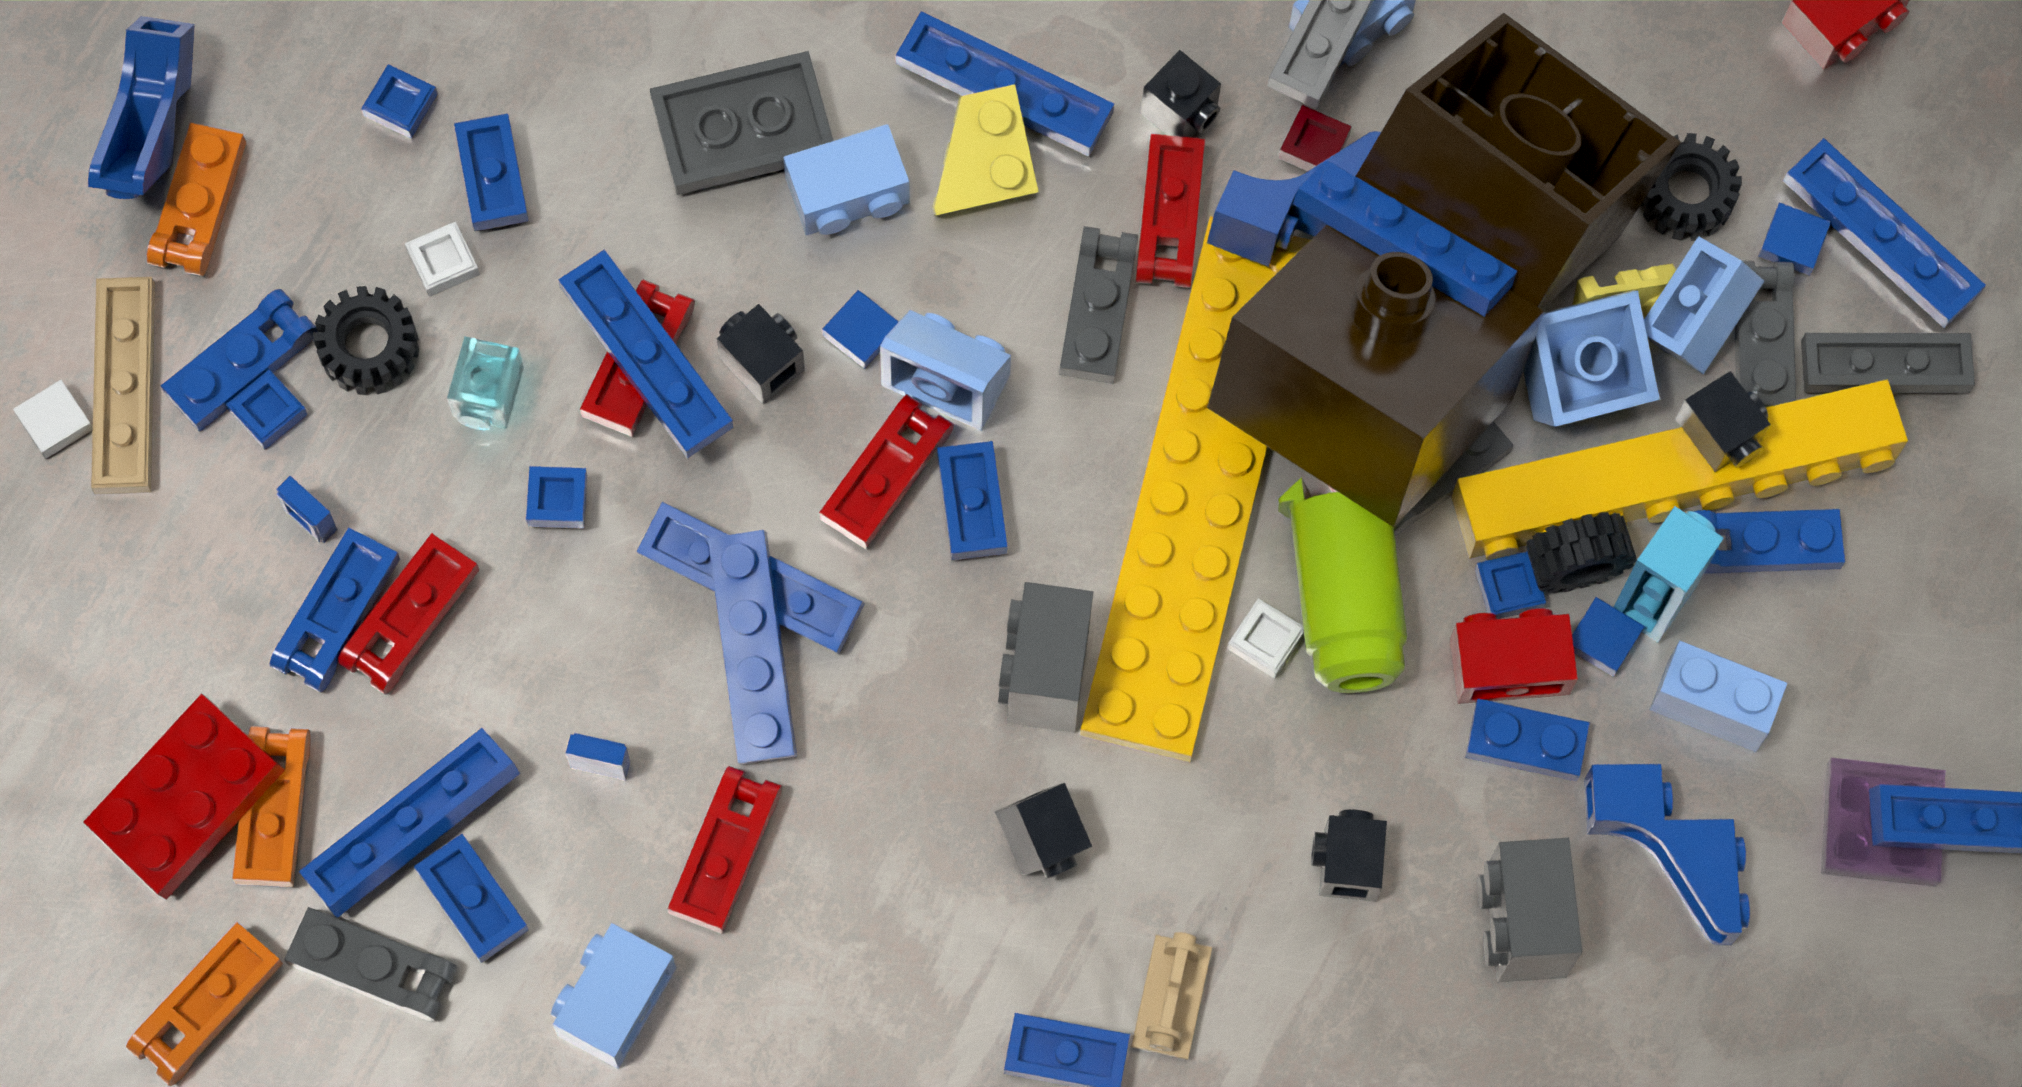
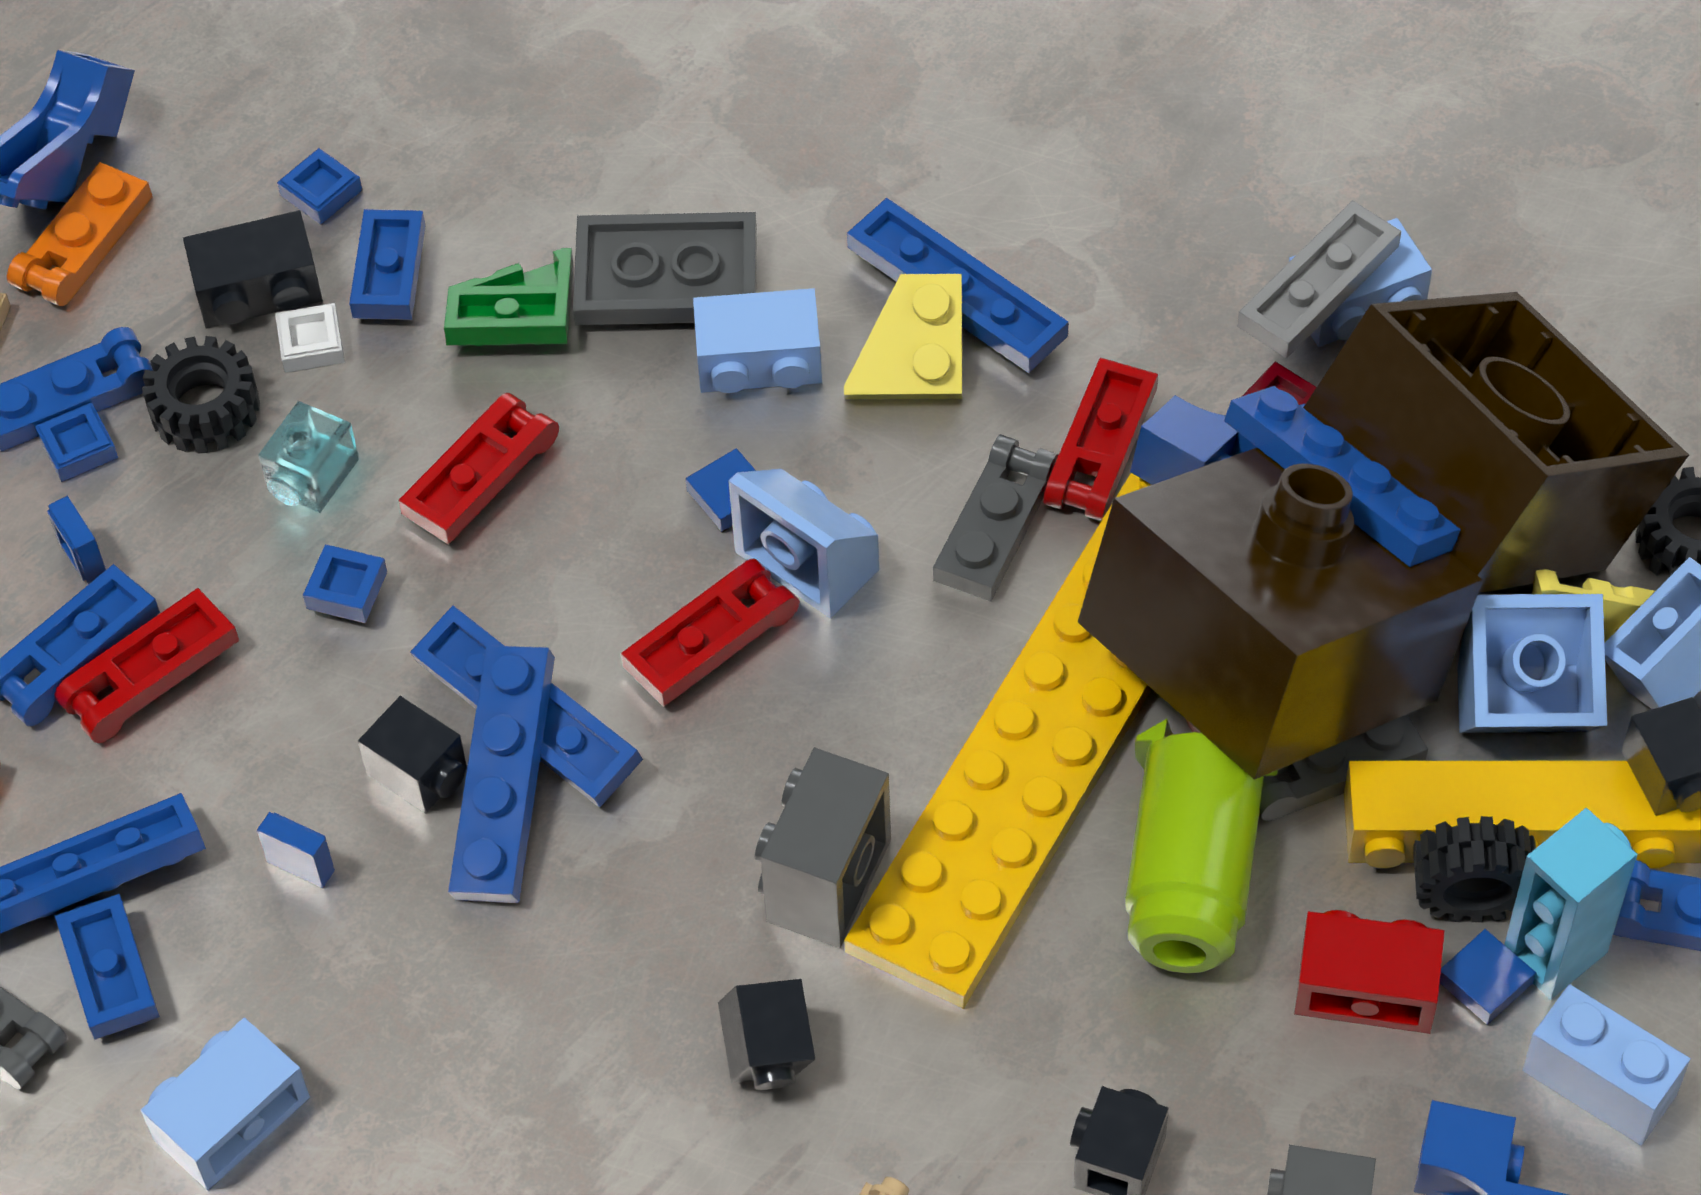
camera: 20 degrees right, 15 degrees down
(372, 206) = (252, 269): none -> black brick
(618, 189) = (512, 306): none -> green wing
(646, 354) = (483, 456): blue plate -> none
(671, 647) = (413, 755): none -> black brick
(723, 851) = (402, 979): red plate -> none
(761, 351) = (611, 486): black brick -> none
(972, 500) = (794, 680): blue plate -> none
(1181, 97) = (1143, 327): black brick -> none
(1266, 638) = (1086, 894): white tile -> none
(1509, 585) = (1385, 892): blue tile -> none
(1527, 740) = (1365, 1068): blue plate -> none

